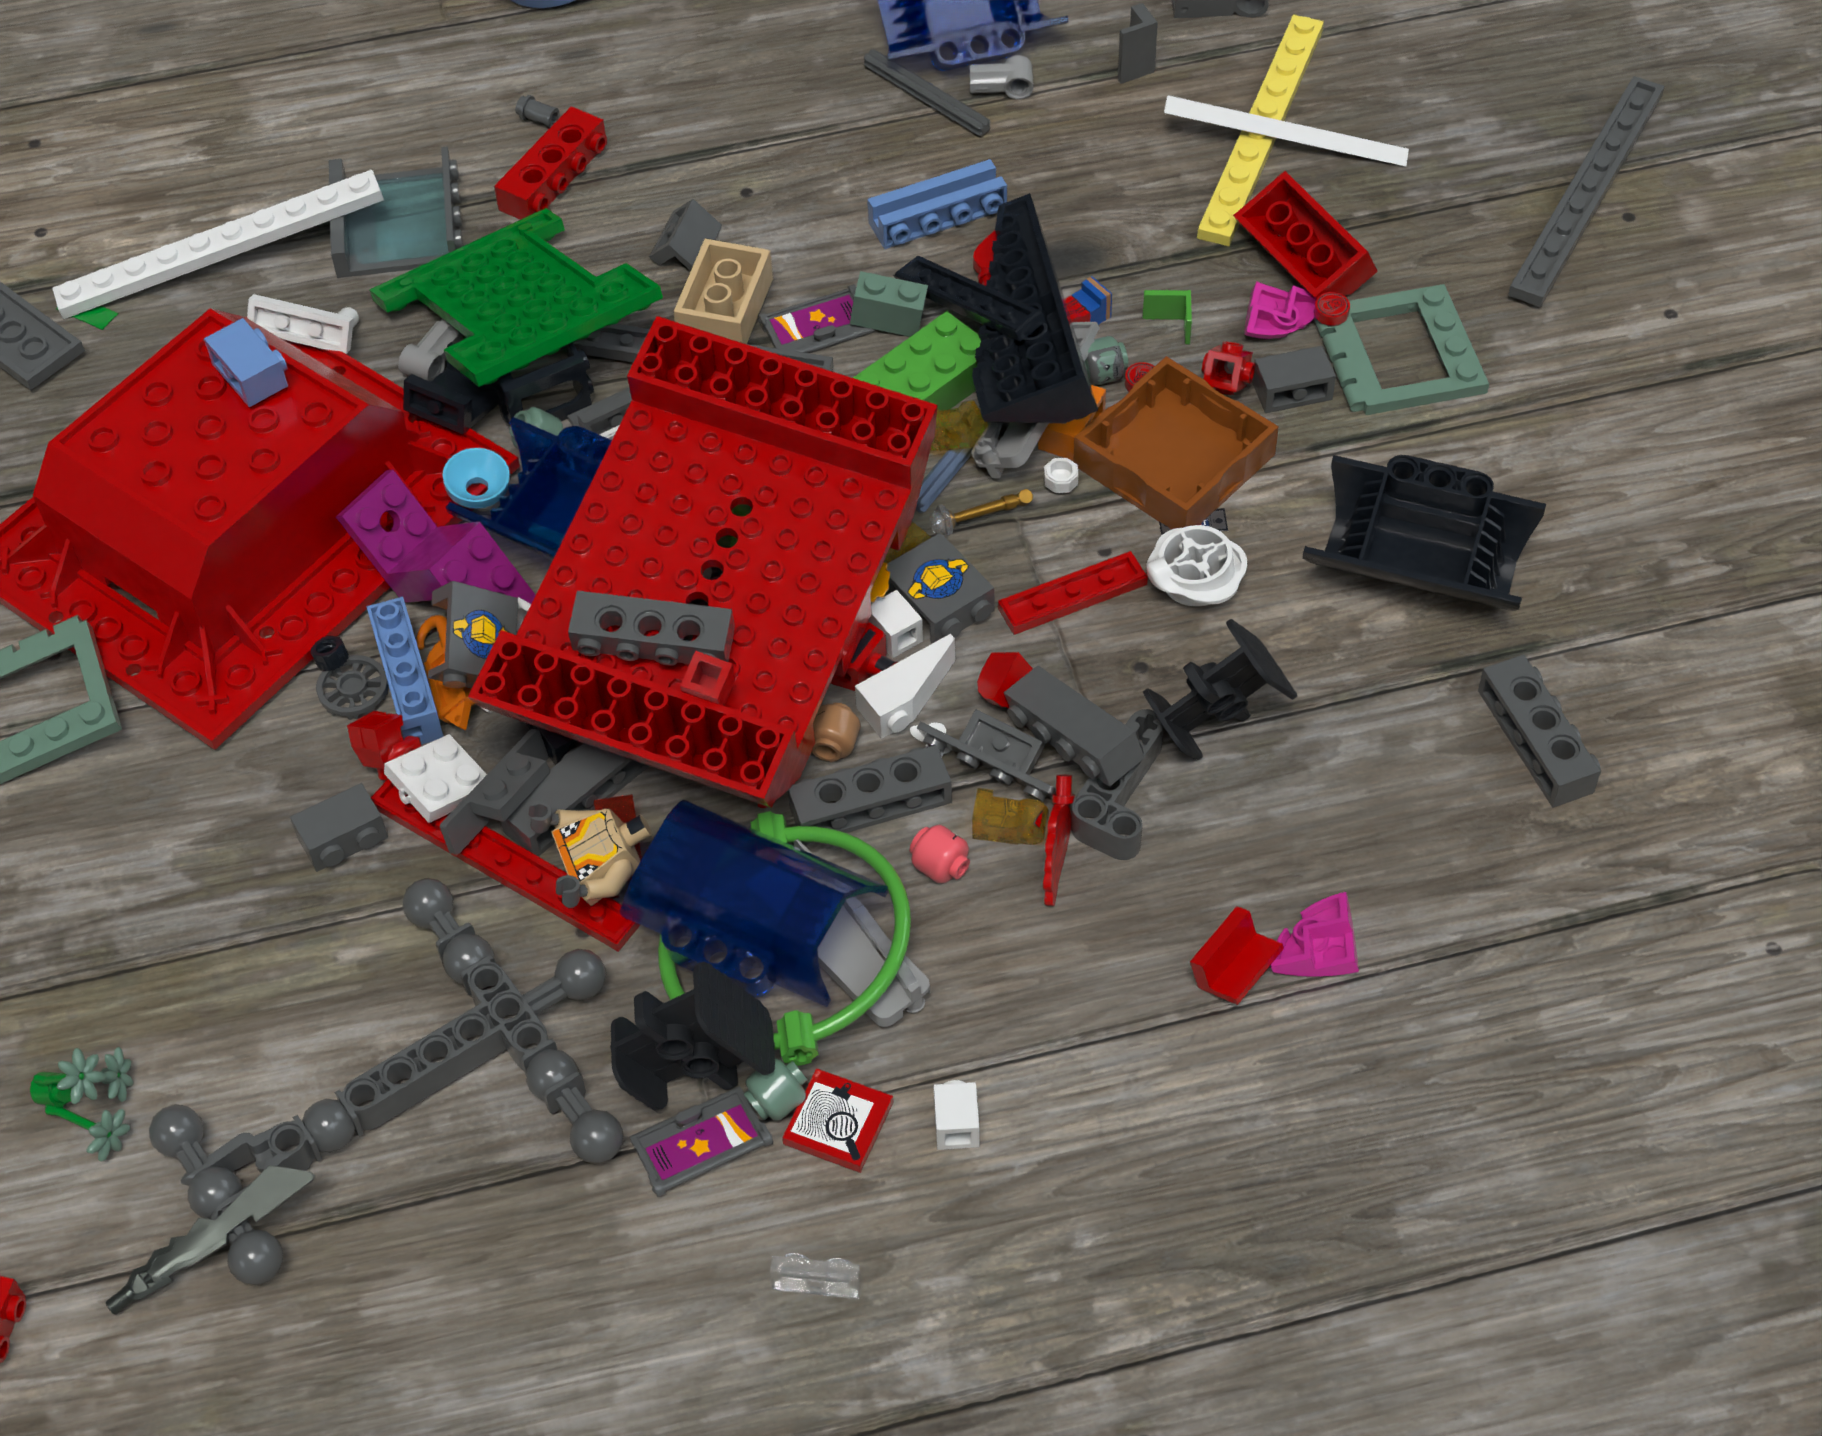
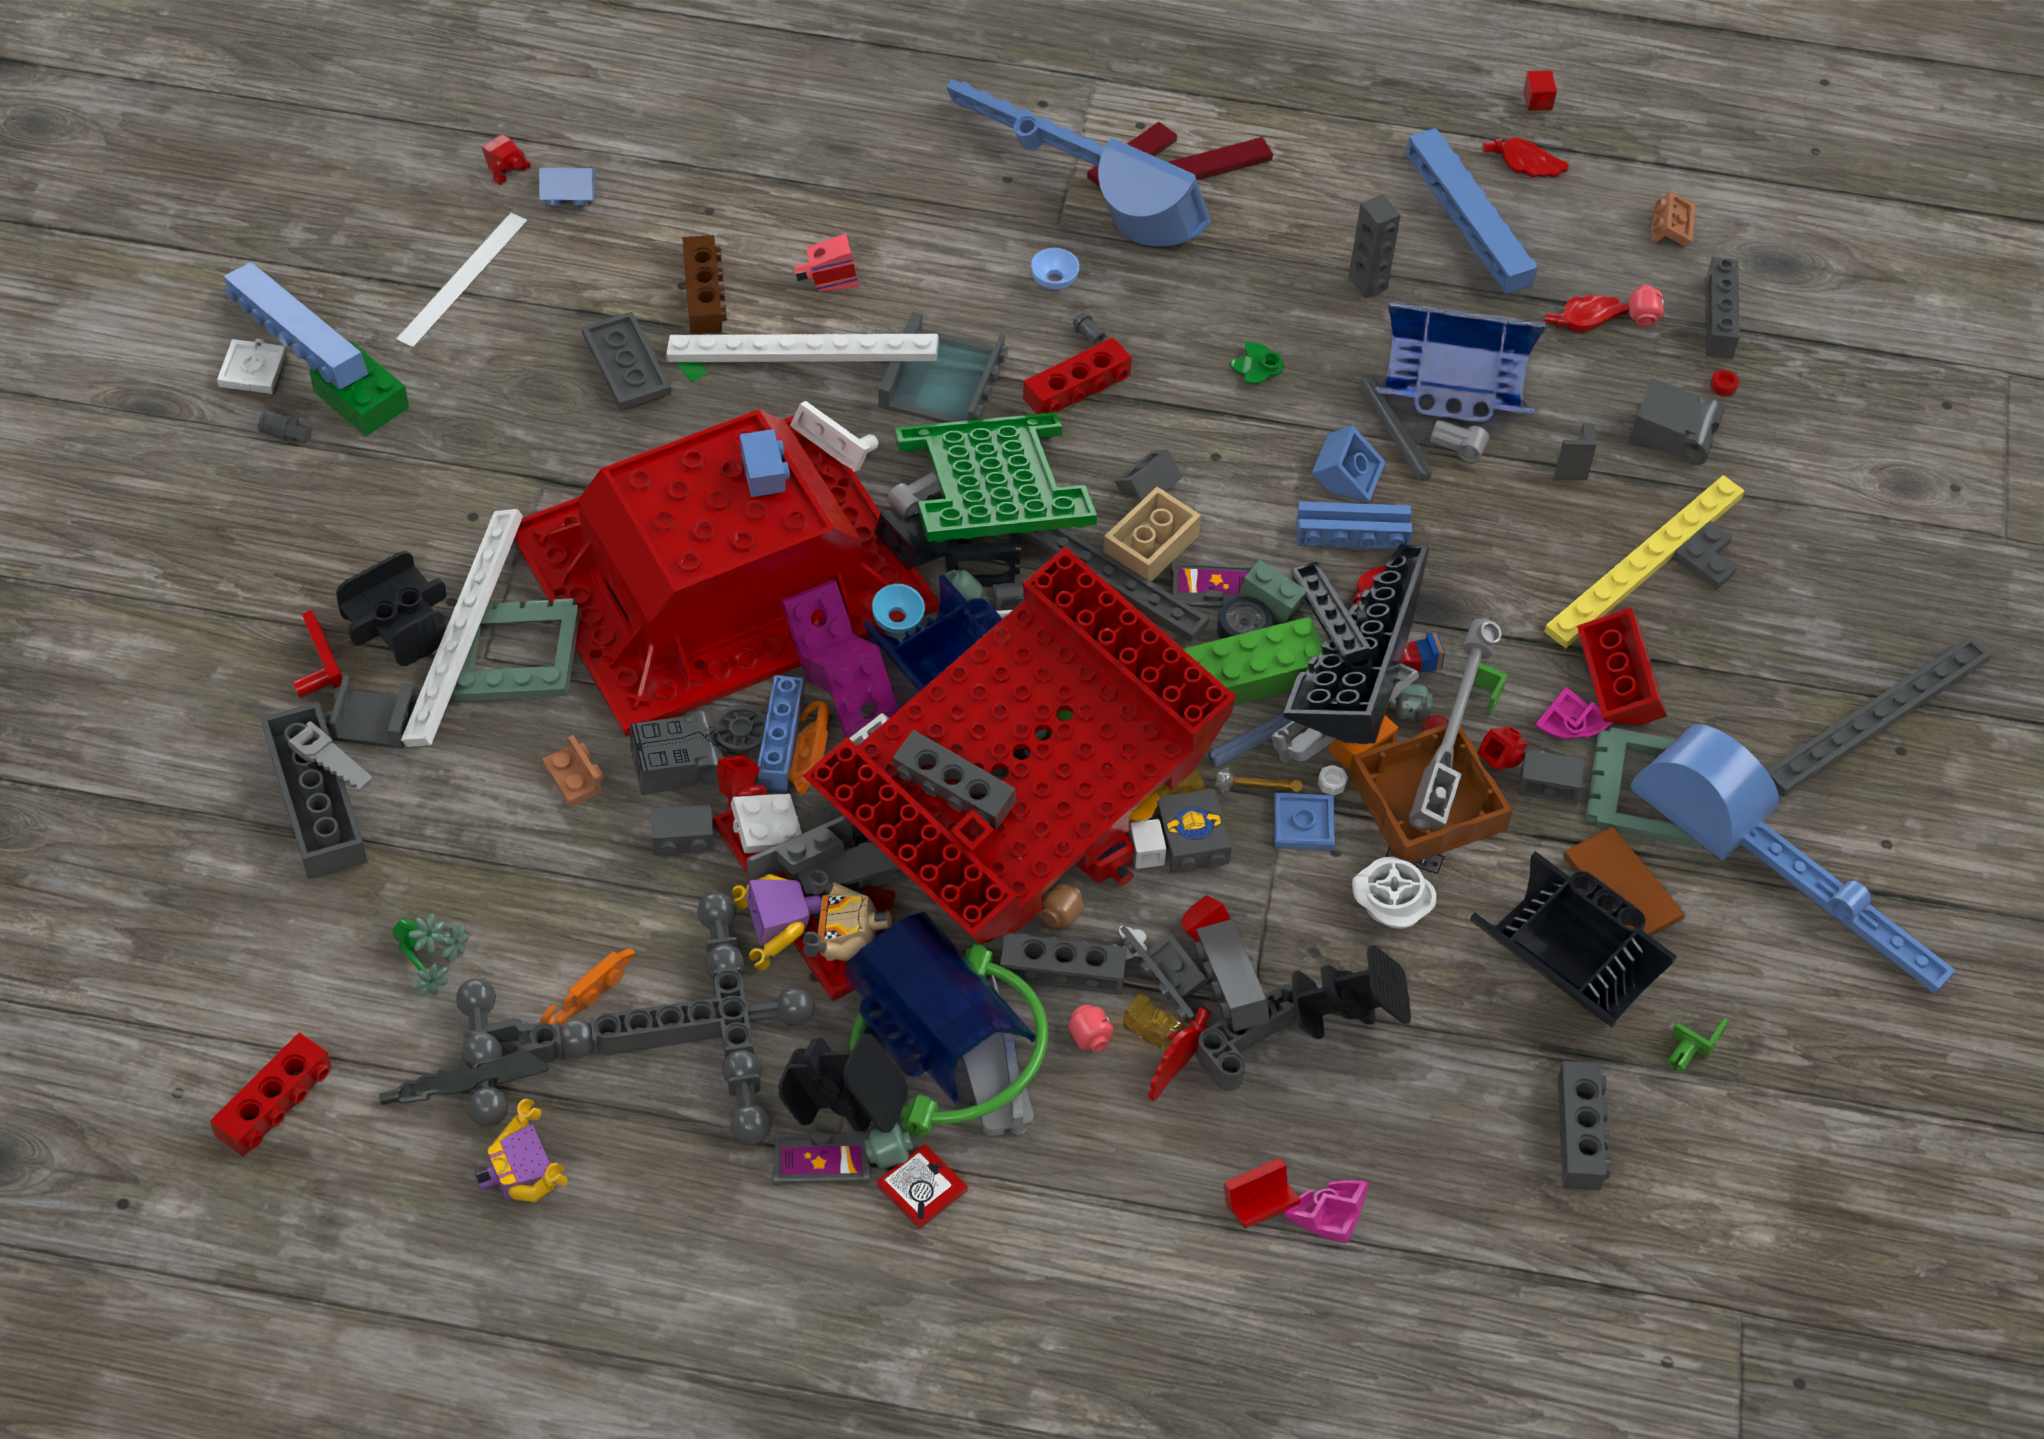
camera: 20 degrees right, 0 degrees up
(66, 219) = (703, 285): none -> reddish brown brick
(172, 815) = (574, 773): none -> nougat bracket
(207, 146) = (829, 265): none -> coral torso
(286, 743) = (675, 752): none -> dark grey piece
(315, 1057) = (589, 987): none -> orange plate
(329, 653) = (735, 698): black axle -> none
(329, 1306) = (520, 1161): none -> torso
(467, 56) = (1057, 262): none -> light blue piece
(472, 628) = (838, 718): dark grey panel -> none
(504, 874) = (777, 912): none -> medium lavender torso
(742, 80) = (1258, 363): none -> green plate
(826, 1278) = (857, 1290): clear plate -> none
(869, 341) = (1243, 616): none -> wheel
(897, 145) = (1348, 465): none -> medium blue slope
(901, 691) = (1126, 896): white slope -> none
(956, 1115) = (1003, 1218): white brick -> none
(958, 427) = (1264, 710): clear yellow leg -> none
(1052, 531) = (1304, 821): none -> medium blue tile
(1072, 592) = (1293, 874): red tile -> none
(1183, 427) = (1439, 779): none -> light grey bar
(1286, 130) = (1661, 572): white sticker -> none
(1317, 103) = (1702, 557): none -> dark grey plate
(1331, 308) = (1612, 732): red tile -> none
(1400, 434) = (1620, 869): none -> dark orange tile
(1485, 324) = (1722, 799): none -> medium blue plate
(1602, 595) = (1692, 1043): none -> bright green bracket

